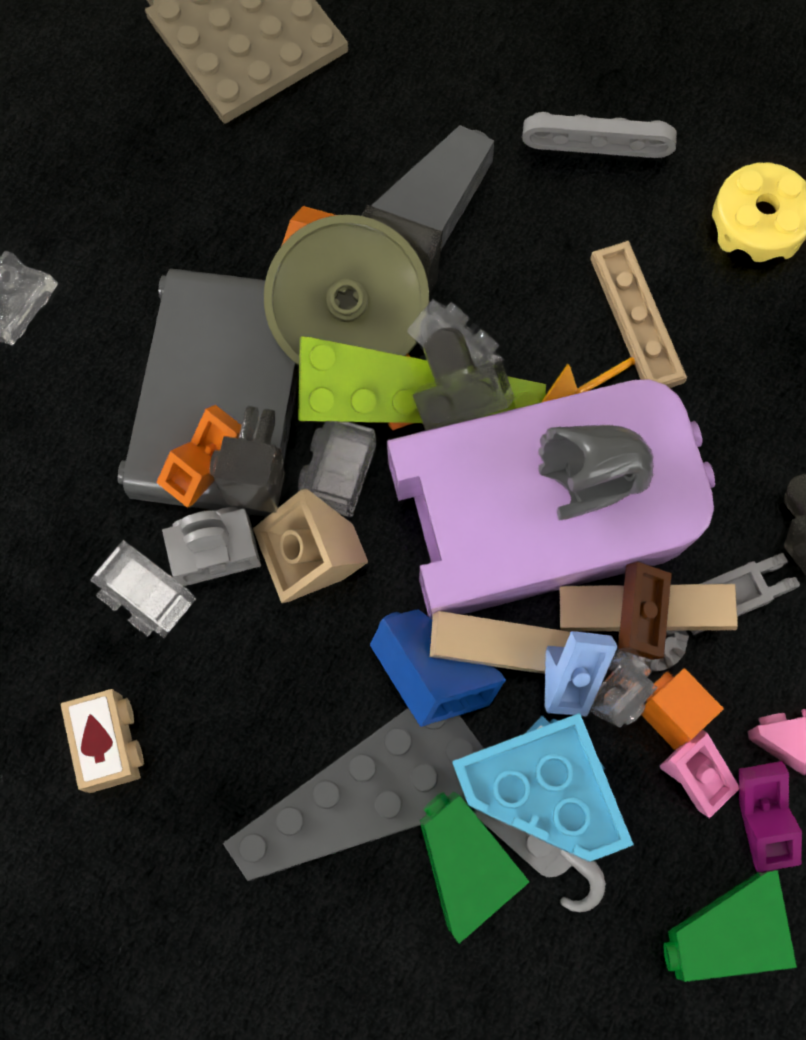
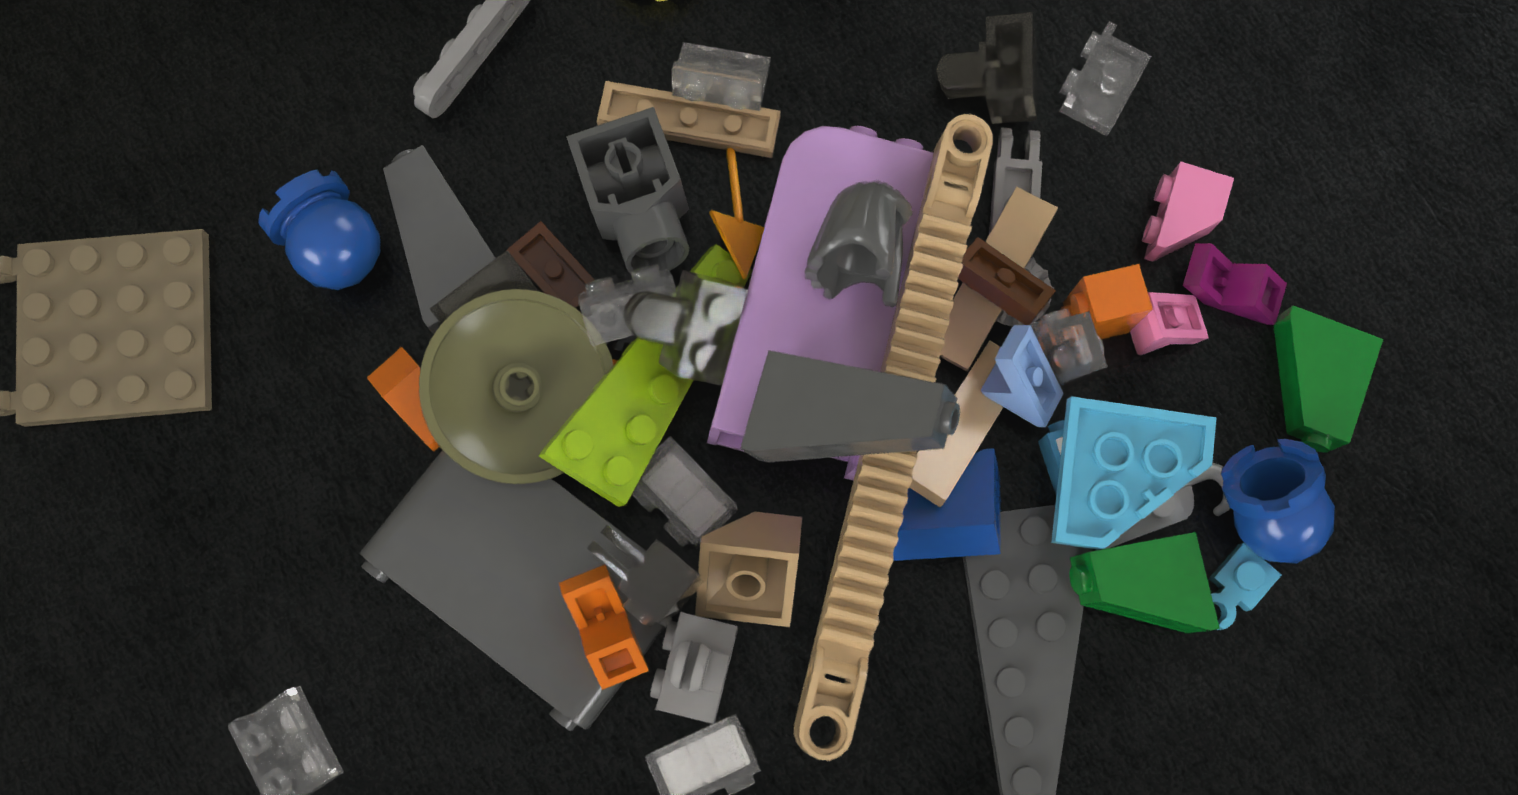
camera: 65 degrees left, 5 degrees up
(389, 112) = (322, 232): none -> blue tile
(445, 516) = (842, 410): none -> dark grey slope
(460, 277) = (550, 265): none -> reddish brown plate
(462, 574) = (884, 479): none -> tan gear
(516, 951) = (1242, 582): none -> medium azure plate
(551, 300) = (634, 189): none -> dark grey brick
(595, 941) = (1279, 501): none -> blue tile
(684, 318) = (720, 76): none -> clear bracket

